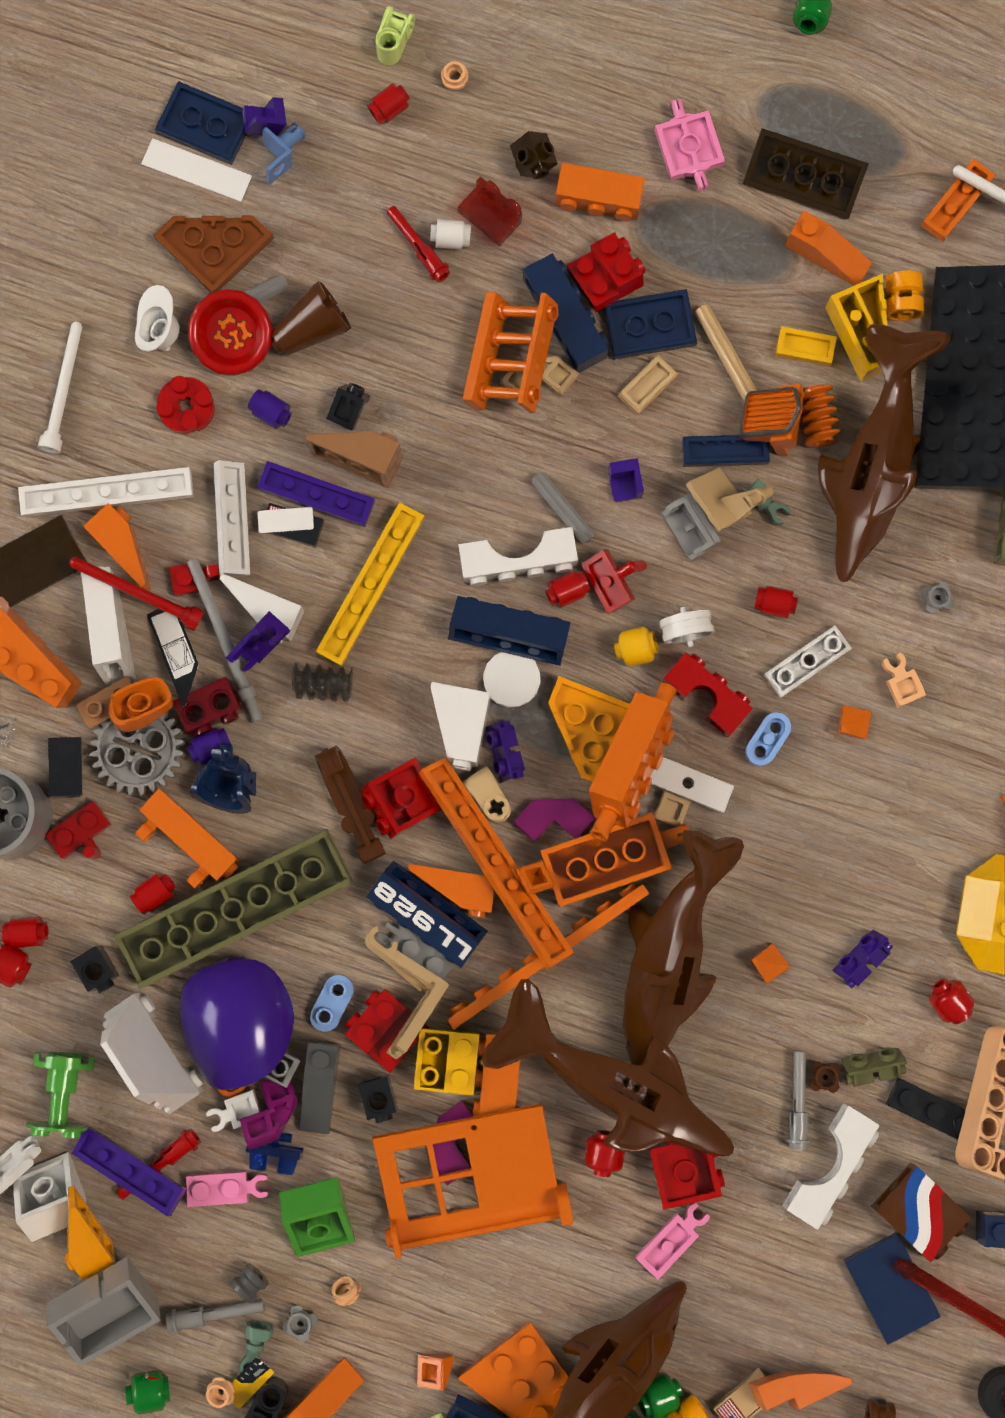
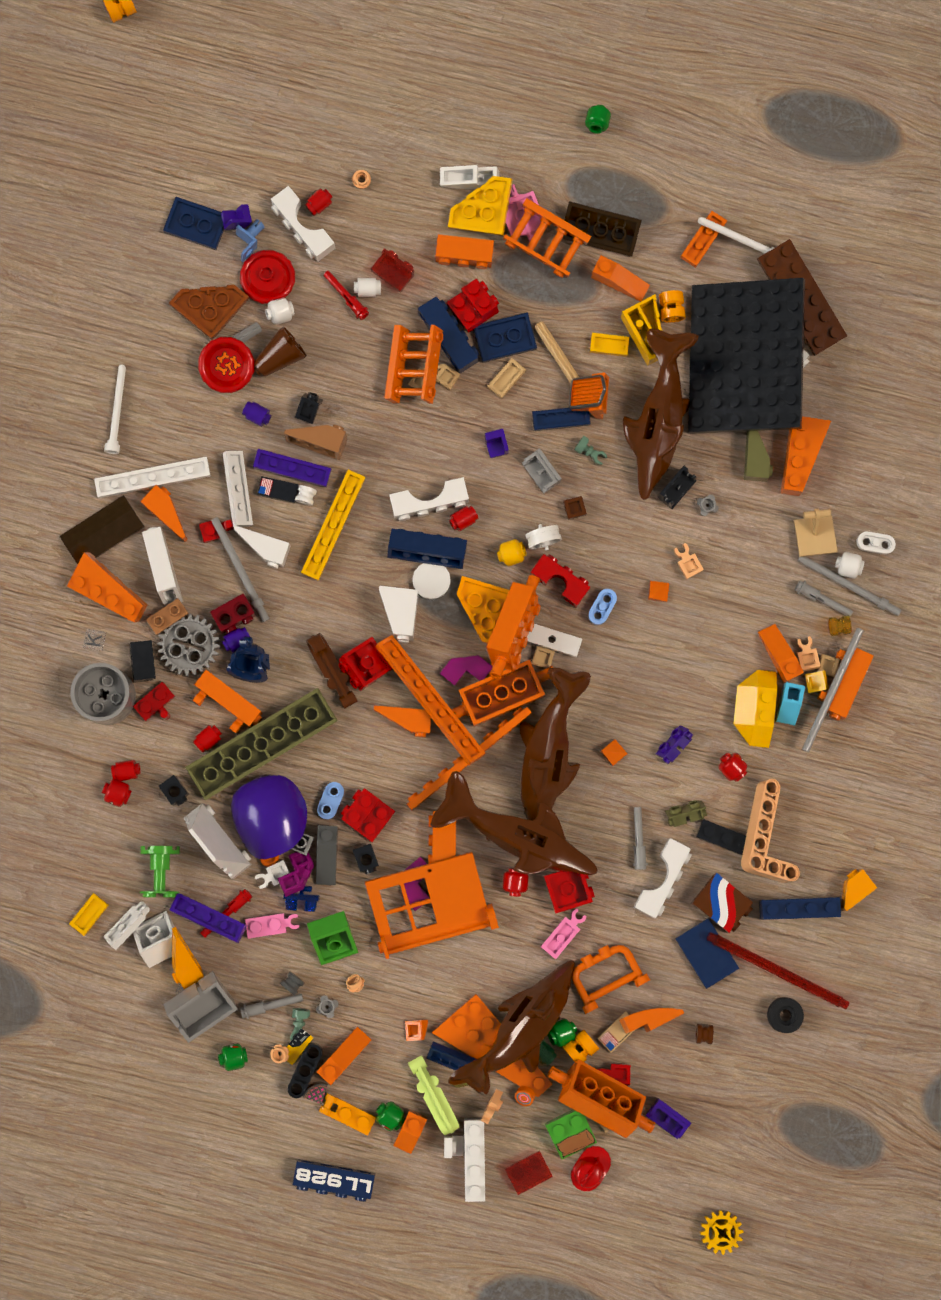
camera: 10 degrees left, 0 degrees up
(140, 704) = (189, 615): orange piece -> none
(155, 320) = (176, 360): white piece -> none
(175, 650) = (207, 577): sticker -> none
(179, 390) = (196, 405): red plate -> none
(187, 615) = (214, 555): red piece -> none
(196, 169) = (192, 255): white sticker -> none
(259, 641) = (263, 568): dark purple hinge -> none
(285, 520) = (273, 486): white sticker -> none
(303, 208) = (267, 276): none -> red piece
(317, 259) = (279, 311): none -> white head
(322, 682) = (306, 592): clear smoke piece -> none
(332, 536) = (305, 495): none -> white wheel
(380, 160) = (316, 241): none -> white arch
(393, 31) = (318, 151): yellowish green piece -> none
(417, 950) = (383, 764): light grey hinge -> none
(420, 979) = (386, 779): tan hinge -> none
(426, 914) = (388, 737): dark blue brick -> none
(447, 1061) = (408, 830): yellow slope -> none
(485, 792) = (420, 655): tan piece -> none
(500, 738) = (427, 619): dark purple hinge -> none
(533, 155) = (419, 230): dark brown brick -> none
(535, 877) = (456, 707): orange slope -> none
(562, 507) = (456, 464): light grey axle -> none
(609, 579) = (490, 509): red plate -> none
(616, 84) = (466, 176): none -> white slope
(633, 130) = (483, 208): none -> yellow plate
(722, 501) = (561, 452): tan plate -> none
(727, 151) = (547, 219): none -> orange fence
(734, 1275) = (604, 953): none -> orange bar
(736, 586) = (574, 507): none -> reddish brown plate
(776, 601) = (601, 516): red brick -> none
(794, 671) = (616, 561): white tile -> none
(817, 417) = (620, 391): orange piece -> none
(831, 1083) = (651, 826): reddish brown plate -> none
(894, 568) = (677, 487): none -> black hinge

